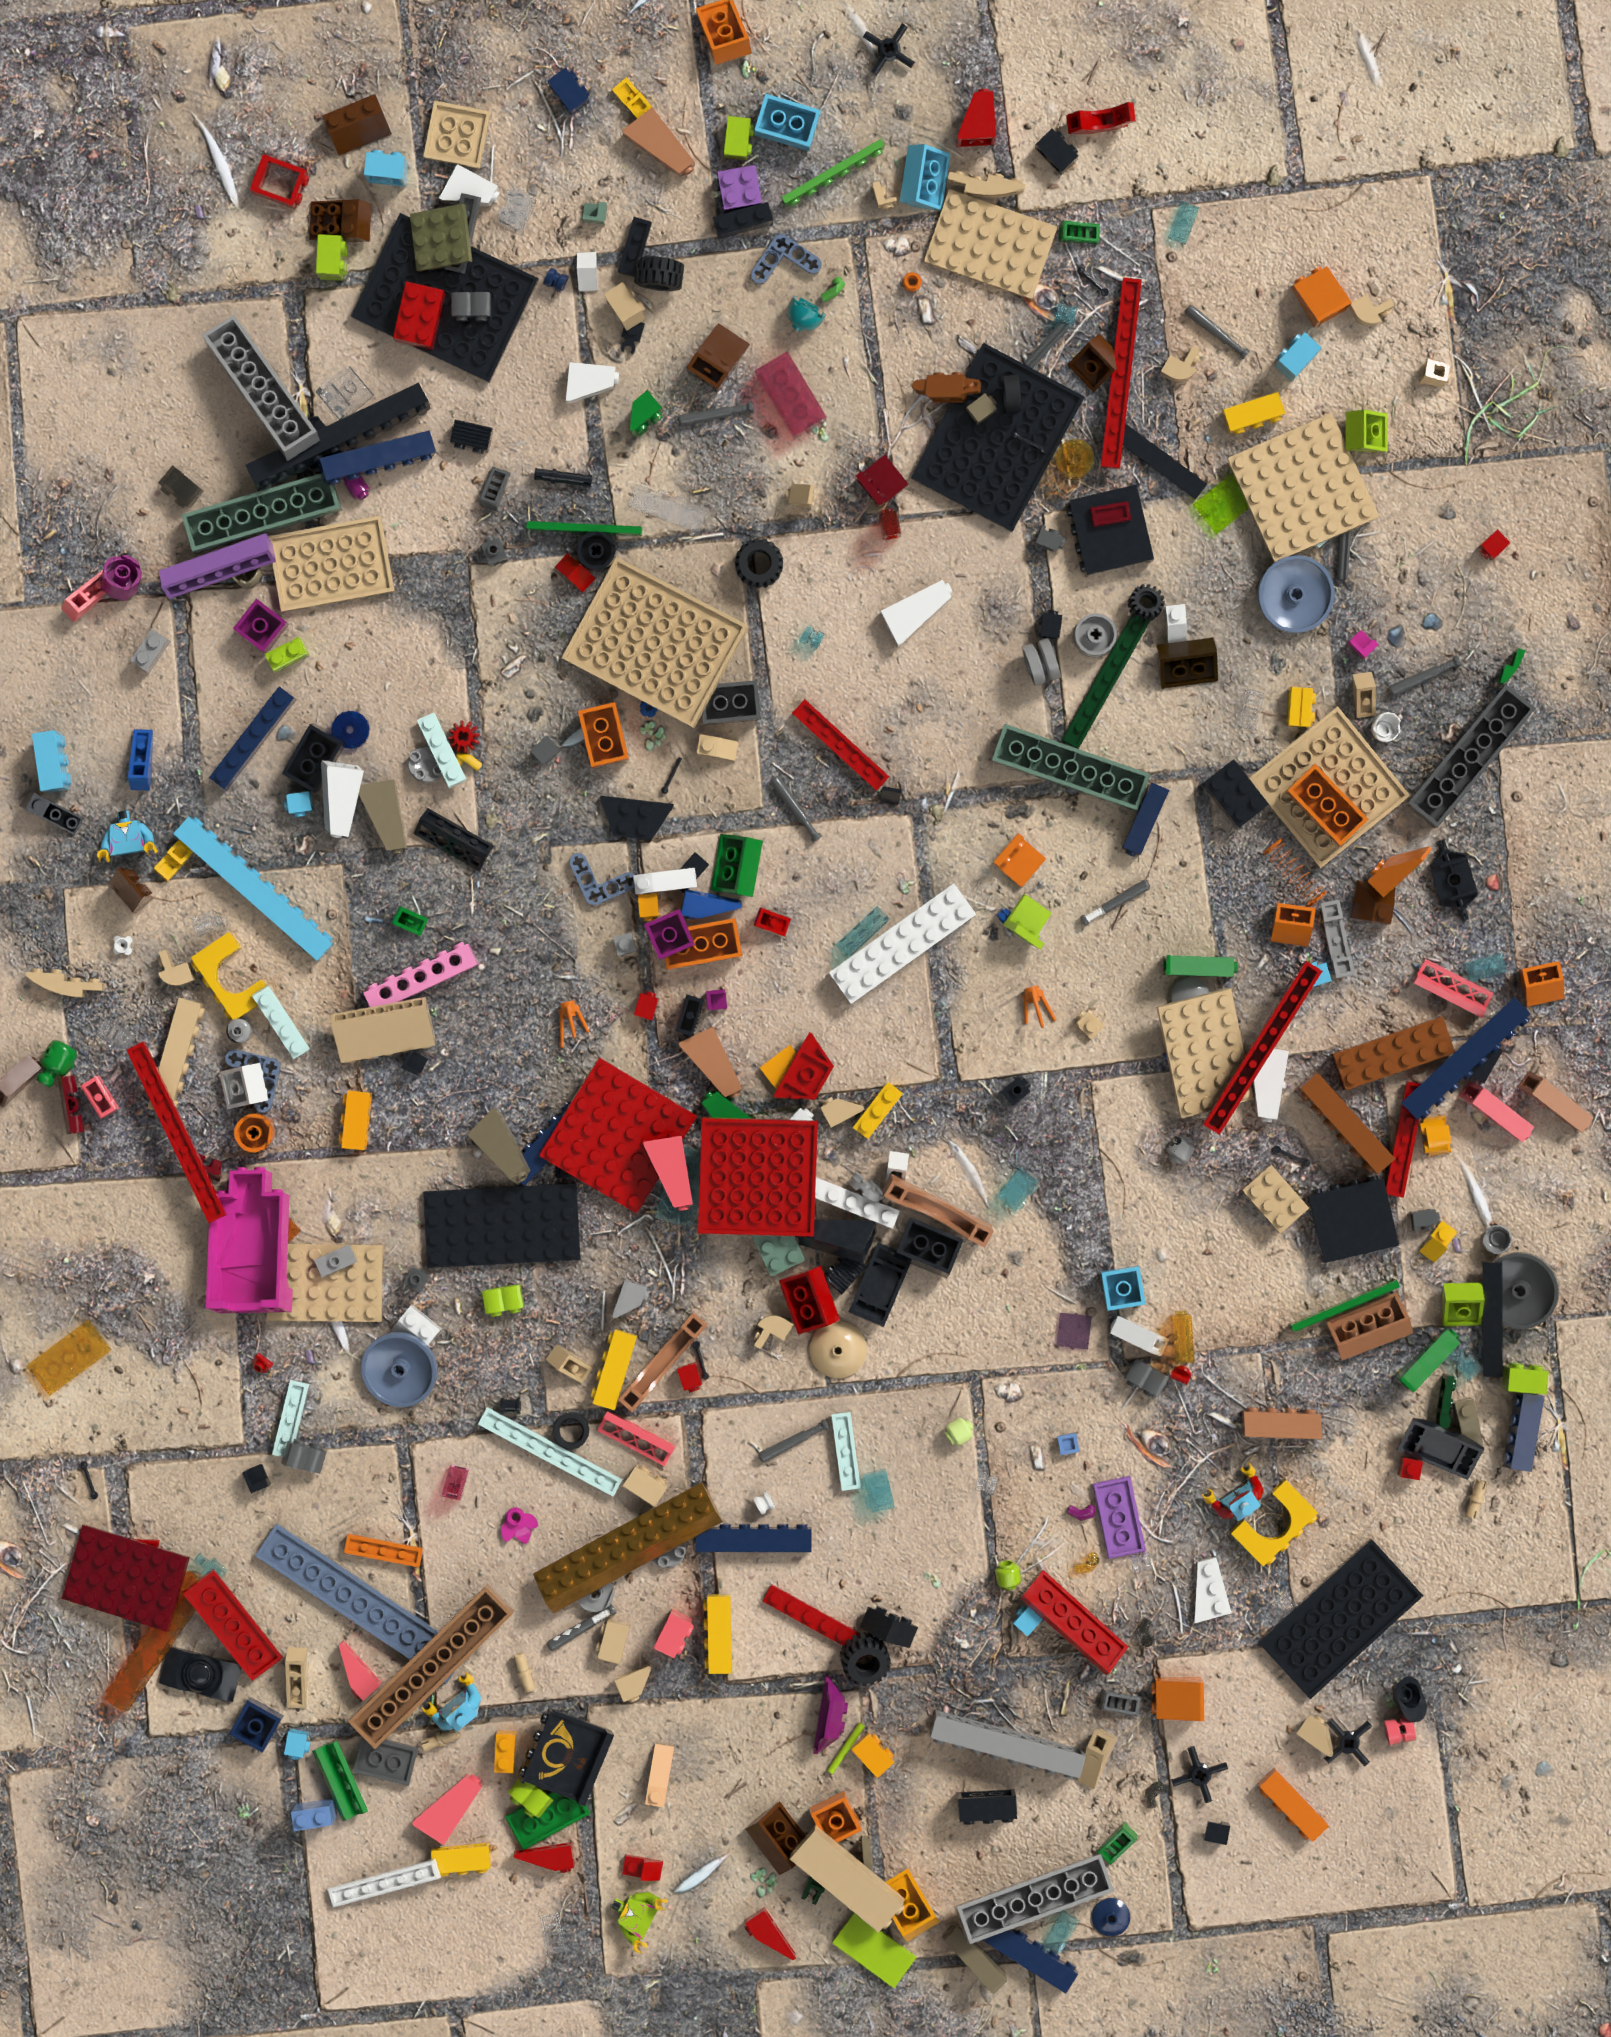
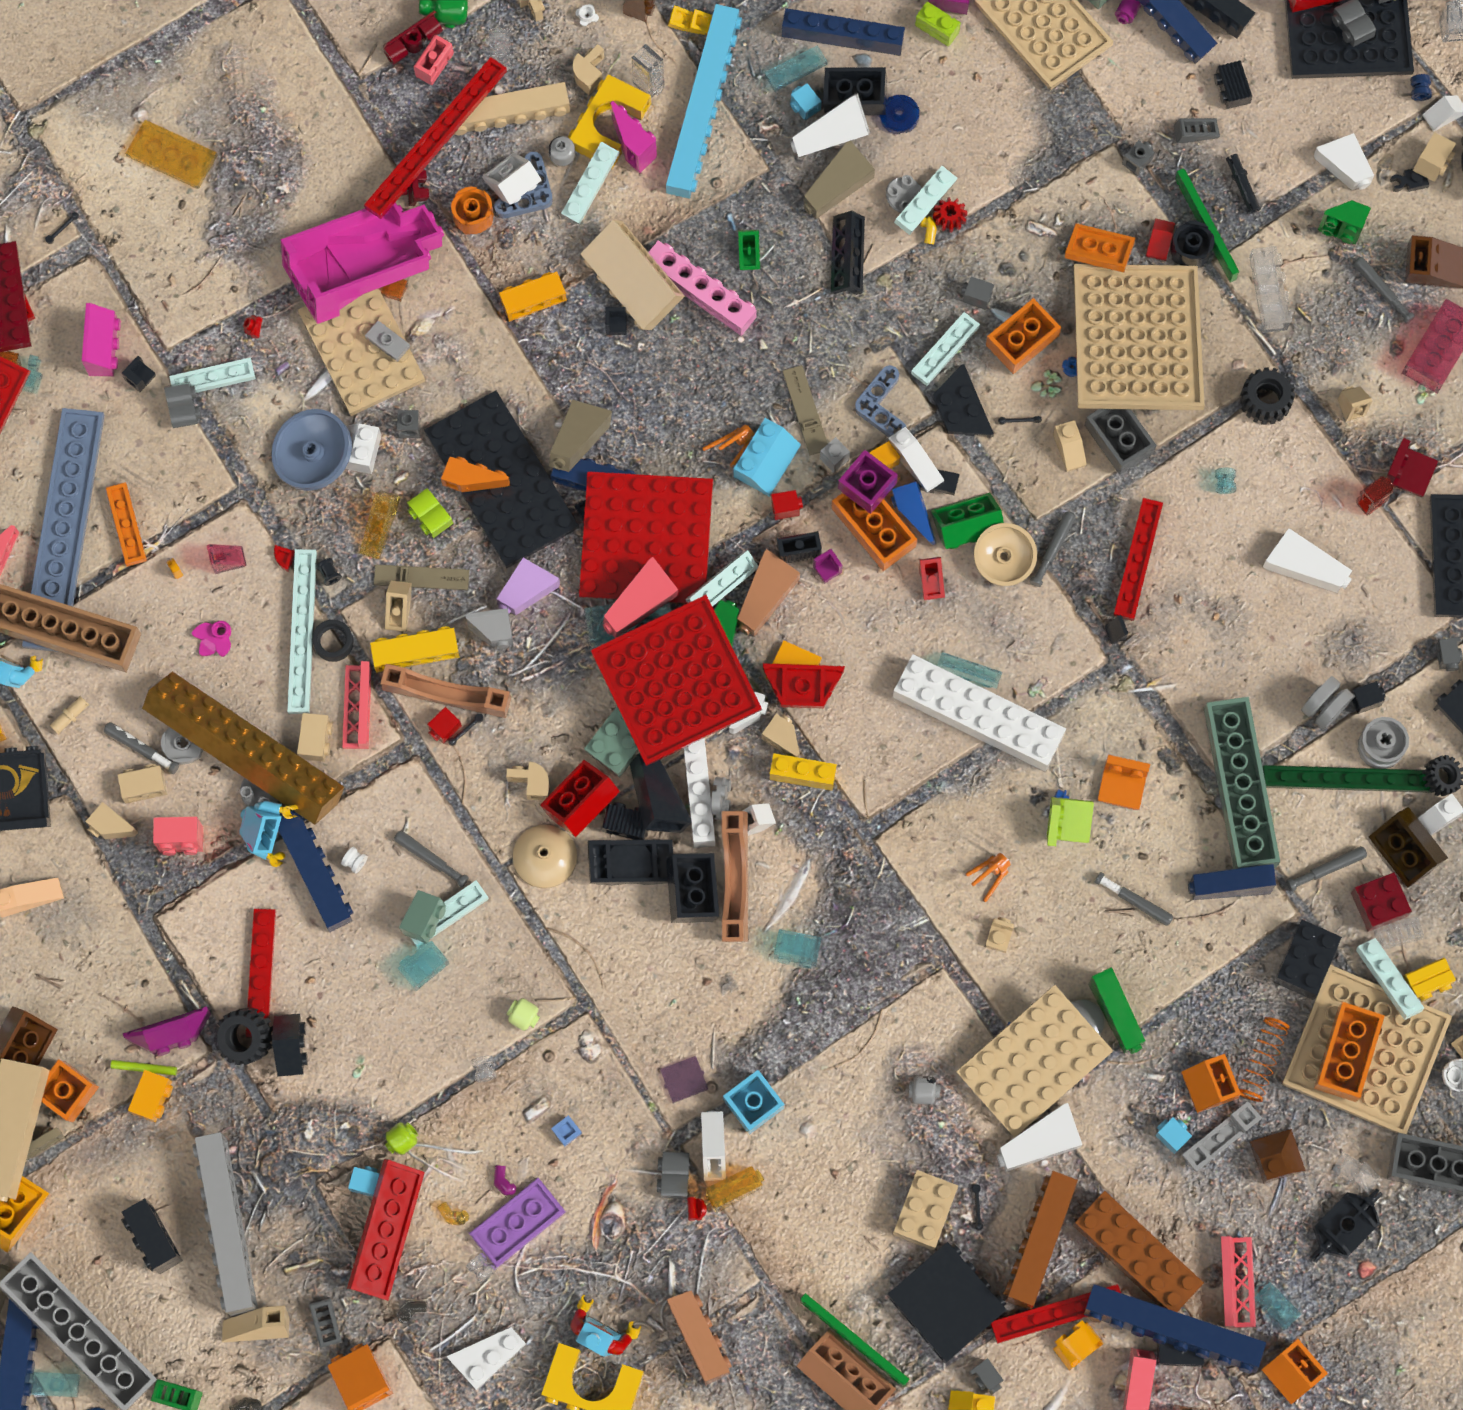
camera: 65 degrees right, 15 degrees down
(212, 1496) = (100, 340): none -> dark pink slope
(264, 795) = (796, 68): none -> clear light blue plate
(268, 967) = (636, 143): none -> dark pink slope
(443, 1529) = (174, 568): none -> light orange tile
(477, 1435) = (284, 557): none -> red tile
(490, 1255) = (470, 477): none -> orange slope
(491, 1344) = (379, 523): none -> clear yellow slope
(552, 1331) = (423, 577): none -> dark tan piece
(559, 629) = (1100, 247): none -> orange plate
(571, 945) = (805, 409): none -> dark tan piece
(579, 803) = (945, 349): none -> light aqua plate
(598, 1000) = (766, 457): none -> medium azure slope
(607, 1253) = (526, 587): none -> lavender slope
(687, 1091) = (726, 579): none -> light aqua plate
(702, 1565) = (260, 829): none -> medium azure torso
(719, 1634) = (200, 881): yellow brick -> none
(796, 852) = (1016, 544): none -> tan dish
(843, 1473) = (423, 917): none -> sand green brick
(1008, 1091) = (886, 899): black brick -> none
(1170, 734) = (1329, 867): none -> dark grey piece
(1220, 710) = (1381, 902): none -> dark red brick
(1262, 1047) = (1072, 1111): red brick -> none
(1284, 738) = (1389, 979): none -> light aqua plate
(1392, 871) = (1319, 1155): orange slope -> none

